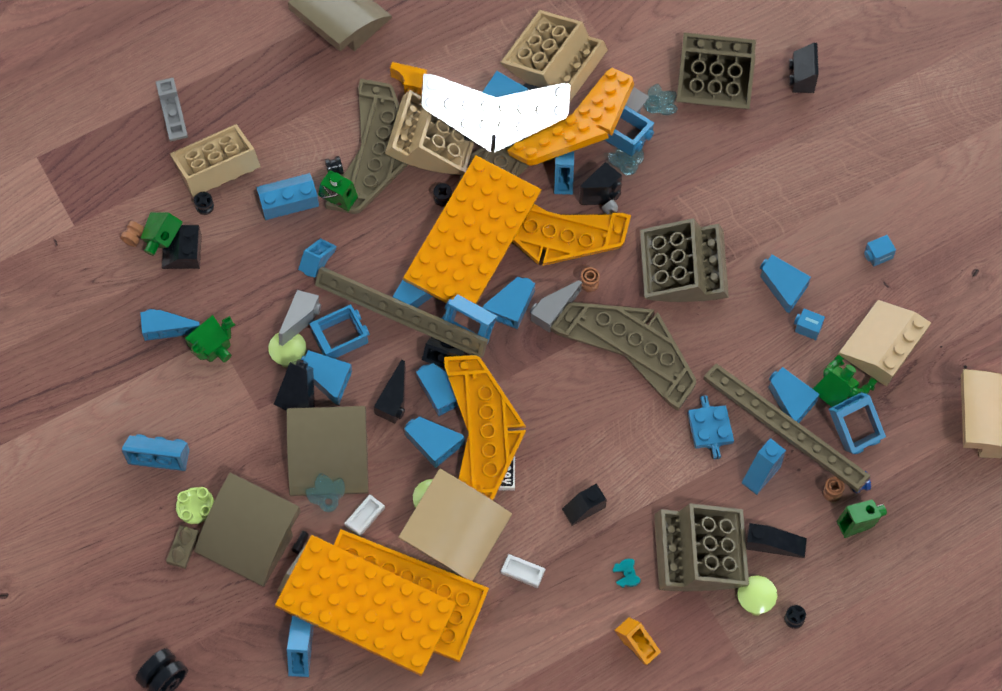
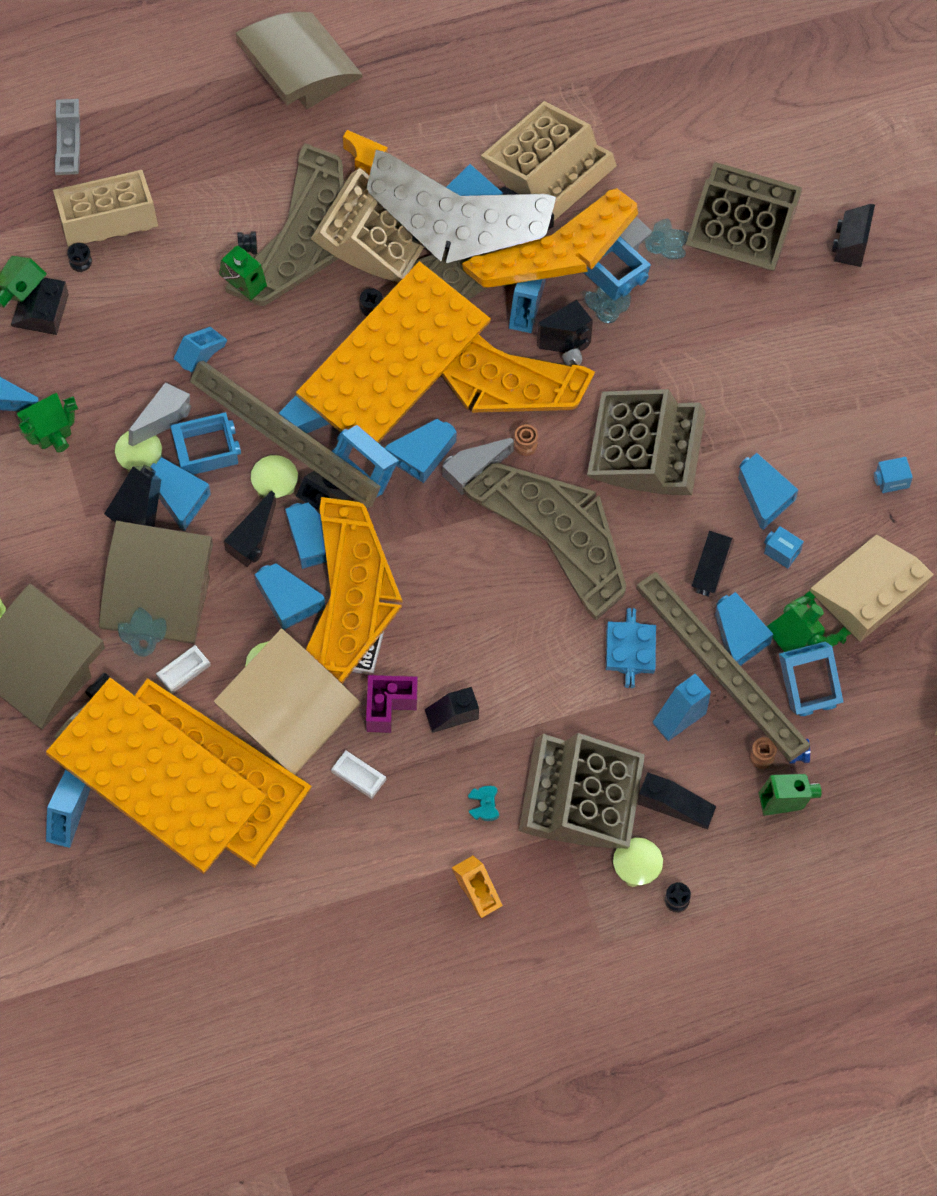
camera: 10 degrees right, 0 degrees up
(288, 196) = (182, 269): dark azure slope -> none
(399, 346) = (274, 474): none -> yellowish green dish
(530, 504) = (389, 694): none -> magenta brick
(758, 348) = (712, 563): none -> black slope

